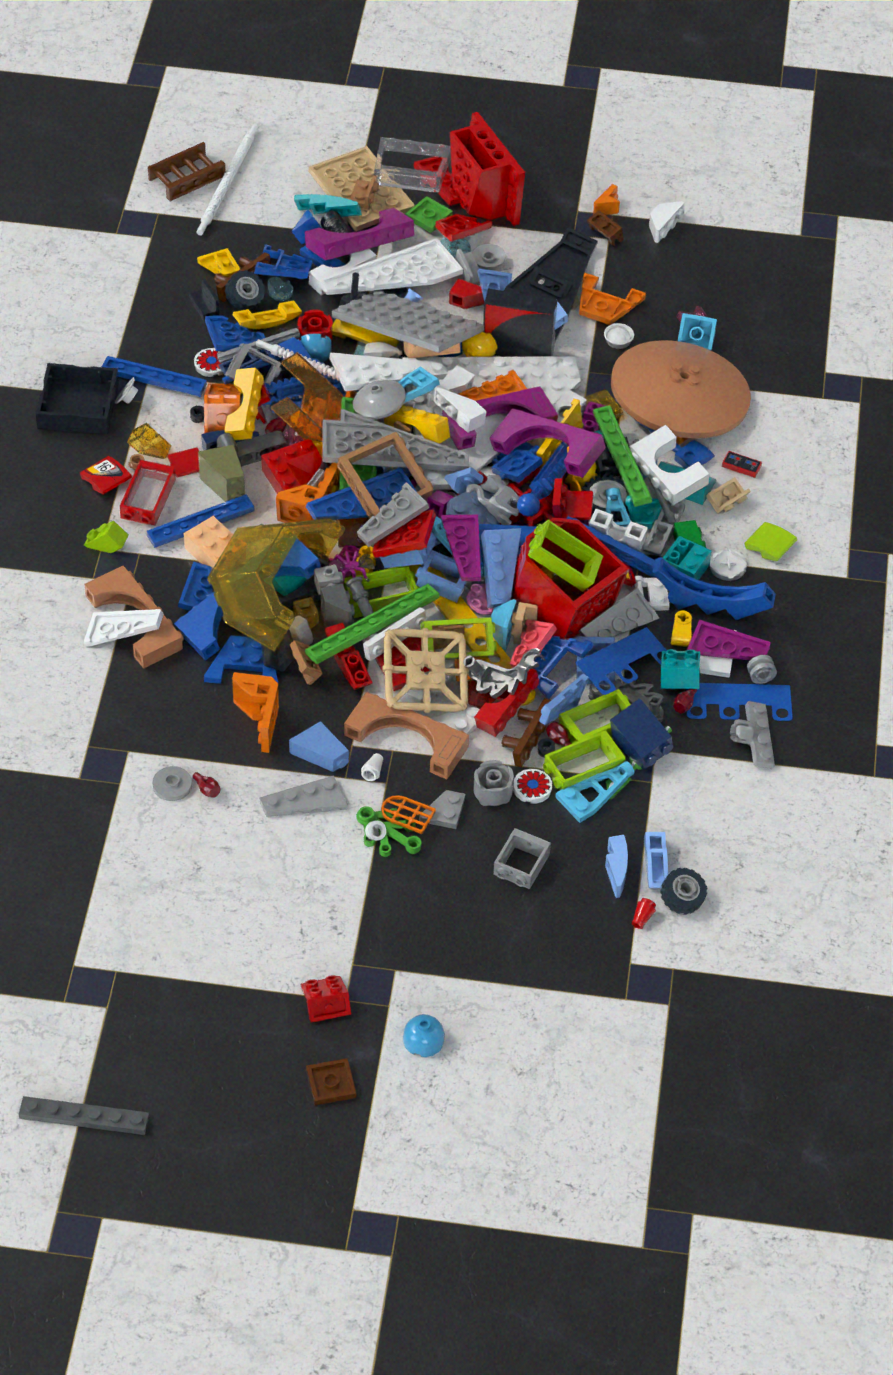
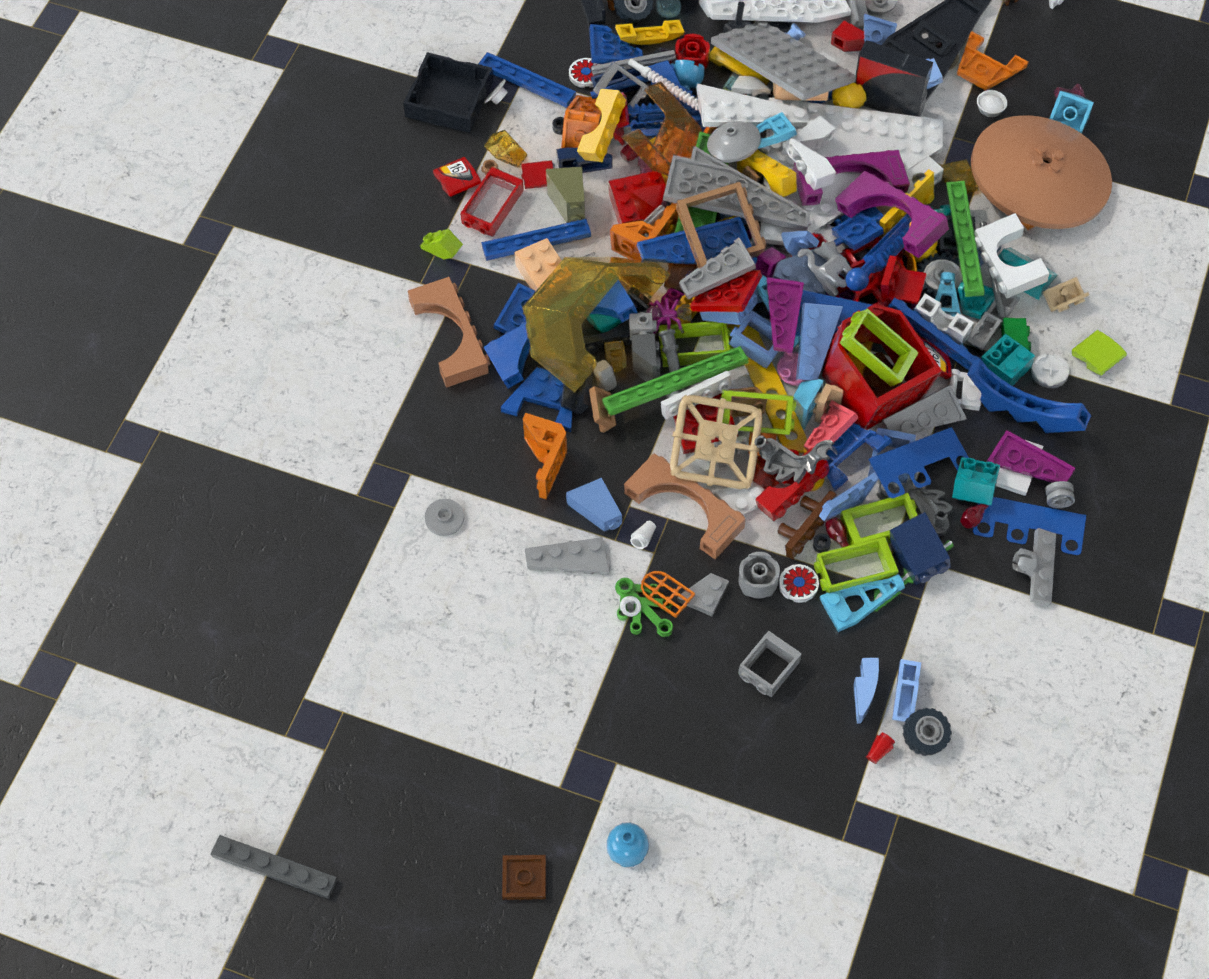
camera: 15 degrees right, 10 degrees up
(121, 624) = (432, 339): white wing -> none
(207, 785) = (476, 526): dark red piece -> none
(250, 450) = (601, 172): dark grey beam -> none
(326, 998) = (539, 783): red bracket -> none
(350, 662) = (647, 416): red slope -> none
(500, 386) = (860, 143): orange wing -> none
(589, 421) = (940, 192): magenta slope -> none
(682, 629) = (987, 436): yellow piece -> none
(690, 453) = (1038, 244): blue piece -> none
(741, 464) = (1087, 262): tile -> none

